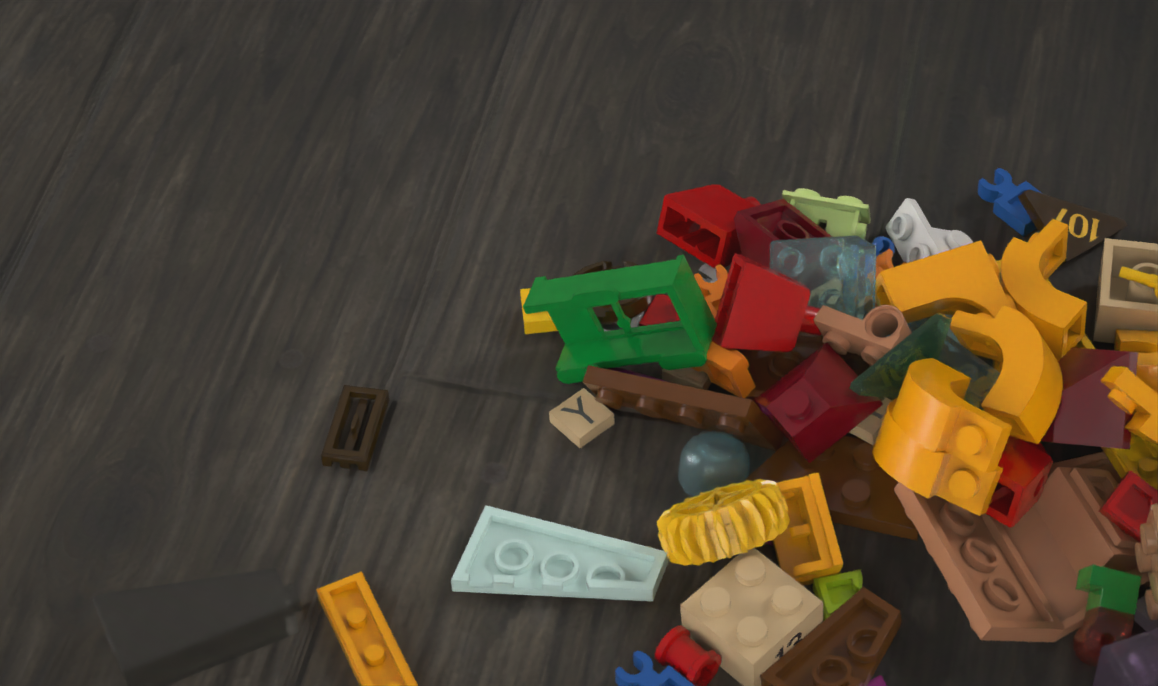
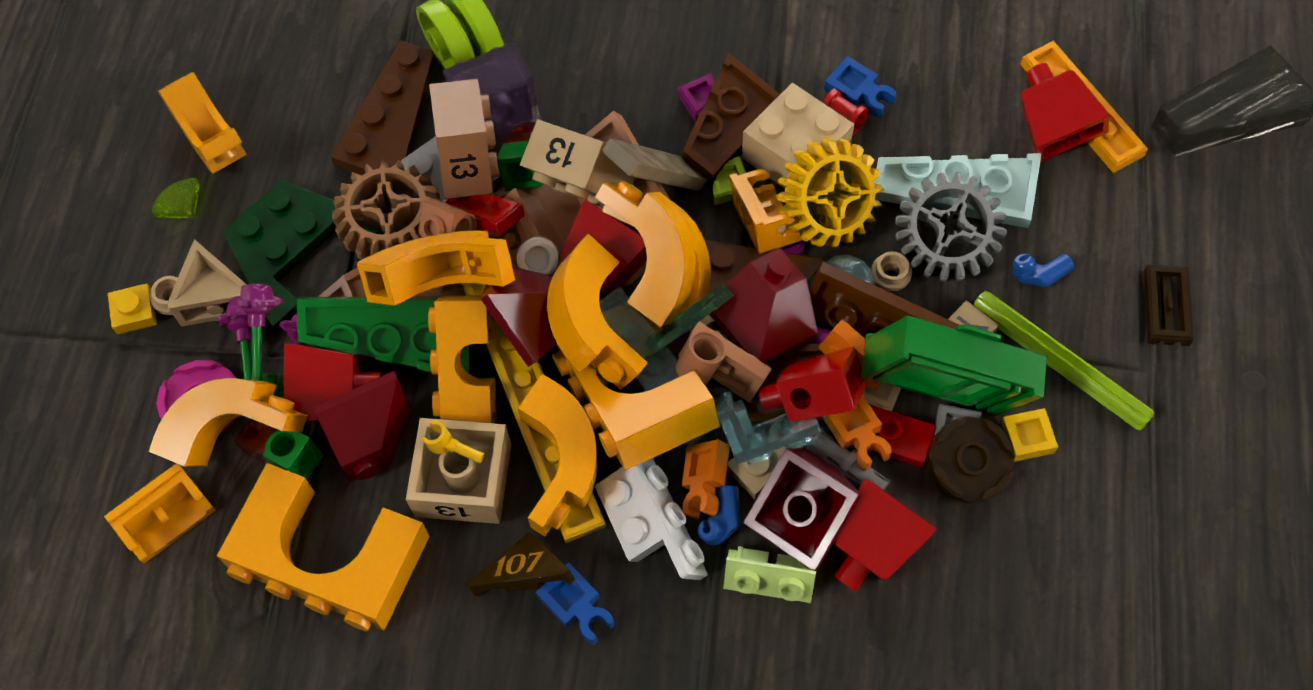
camera: 175 degrees right, 15 degrees up
(414, 617) = (1060, 111): none -> red torso
(486, 463) = (1040, 275): none -> blue arm
(492, 381) = (1065, 361): none -> lime axle
(584, 492) = (965, 195): none -> light grey gear
(653, 466) = (895, 262): none -> tan plate
(938, 531) = (653, 165): none -> dark tan tile
(1031, 543) = (570, 162): none -> tan brick
(1077, 460) = (538, 255): none -> white tile

